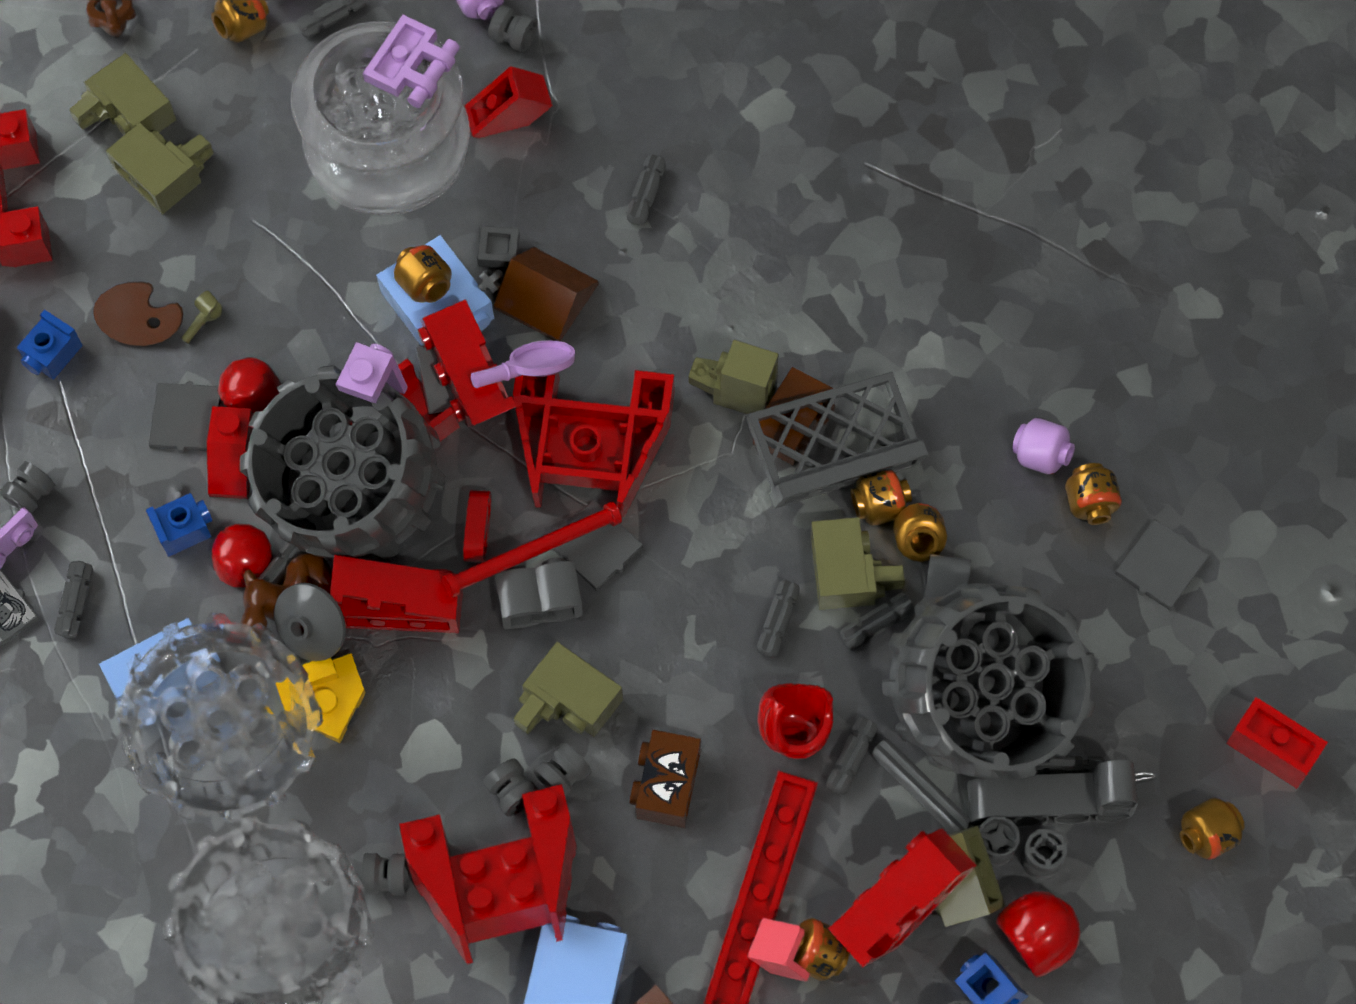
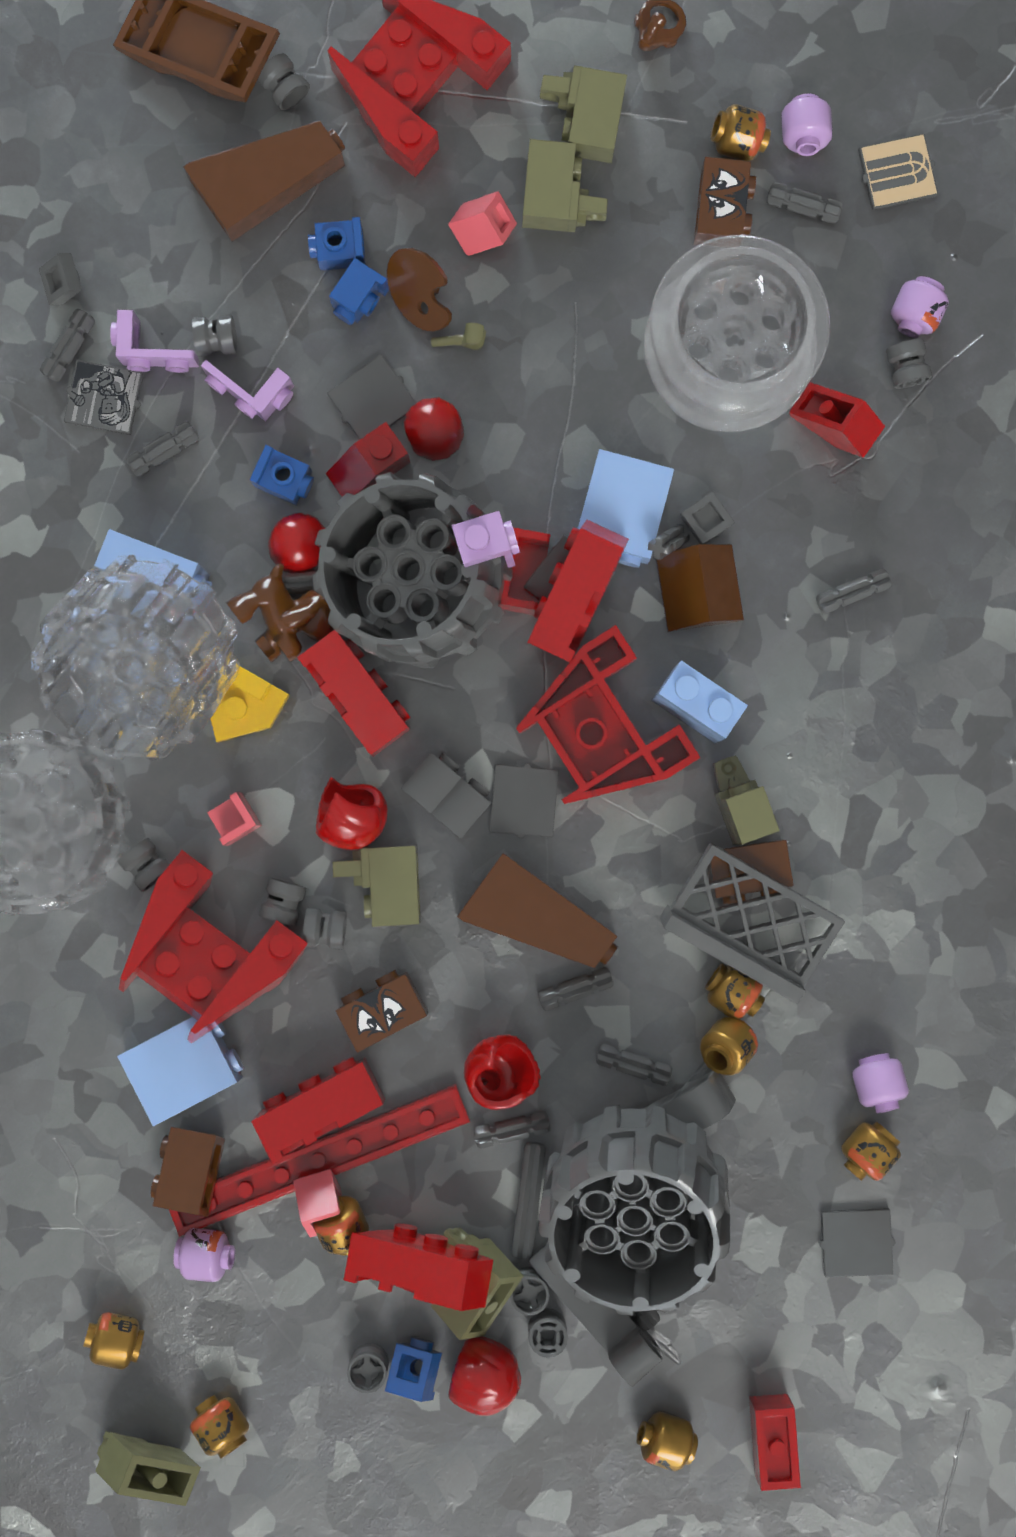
camera: 45 degrees right, 20 degrees up
(96, 504) = (271, 396): none -> lavender bracket
(97, 359) = (357, 292): none -> blue brick
(133, 235) = (482, 223): none -> coral panel
(271, 59) = (723, 199): none -> reddish brown brick
(310, 622) = (275, 652): dark grey dish -> none
(401, 55) = (783, 320): lavender plate -> none
(411, 772) = (234, 819): none -> coral panel
(422, 274) = (623, 490): pearl gold head -> none
(454, 583) = (472, 764): red bar -> none
(477, 526) = (462, 702): red beam -> none
(489, 675) = (350, 815): none -> red piece
(531, 360) = (616, 641): lavender piece -> none
(630, 342) = (699, 702): none -> light blue brick
(693, 598) = (531, 912): none -> reddish brown slope
(703, 889) = (317, 1107): none -> red wedge
(845, 568) = (653, 1005): olive hinge -> none

